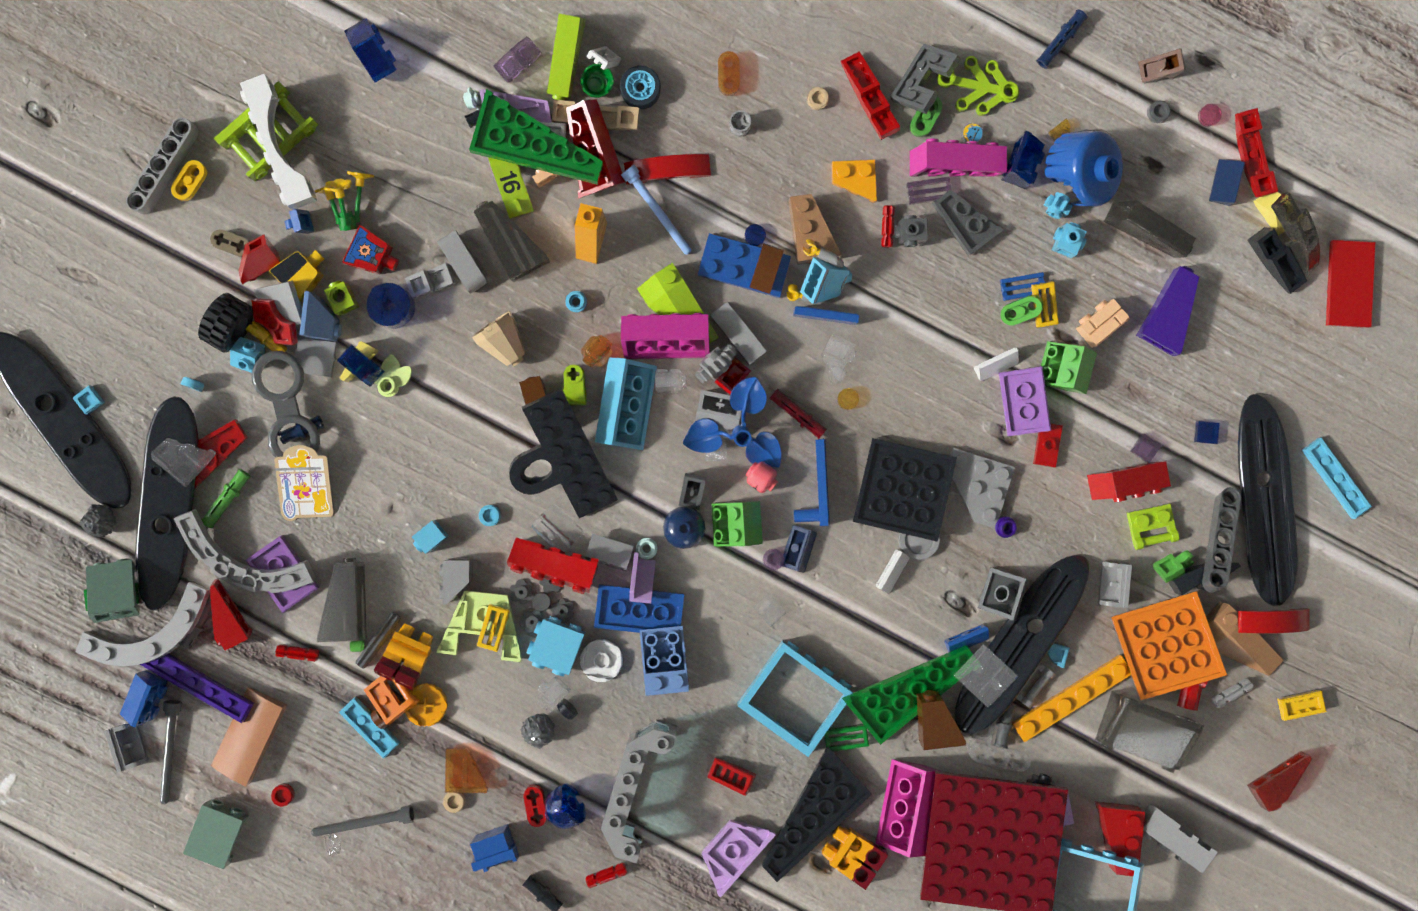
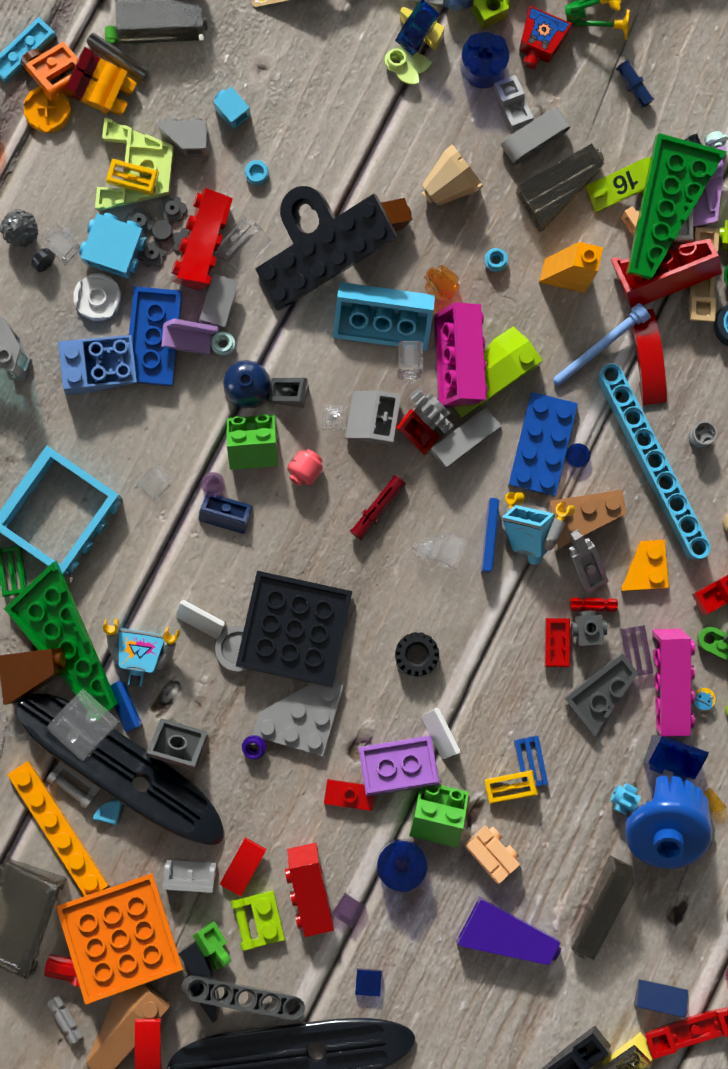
camera: 80 degrees right, 5 degrees down
(415, 169) = (635, 84): none -> dark blue pin
(575, 390) = (399, 259): lime piece -> none
(750, 398) = (393, 447): blue plant -> none
(751, 168) = (652, 474): none -> medium azure beam
(766, 268) = (540, 465): reddish brown slope -> none
(822, 513) = (266, 538): blue piece -> none
(848, 399) = (396, 564): clear yellow tile -> none
(853, 230) = (587, 562): none -> light grey hinge
(920, 625) = (139, 650): none -> torso
(921, 259) = (557, 642): none -> red plate
(941, 382) = (417, 639): none -> black tyre
(1005, 727) = (25, 751): dark grey pin -> none
(1022, 309) = (503, 760): bright green plate -> none
(1069, 239) = (578, 808): medium azure brick -> none
(1107, 538) = (243, 866): none -> red slope
(1122, 401) = (403, 879): none -> clear blue brick

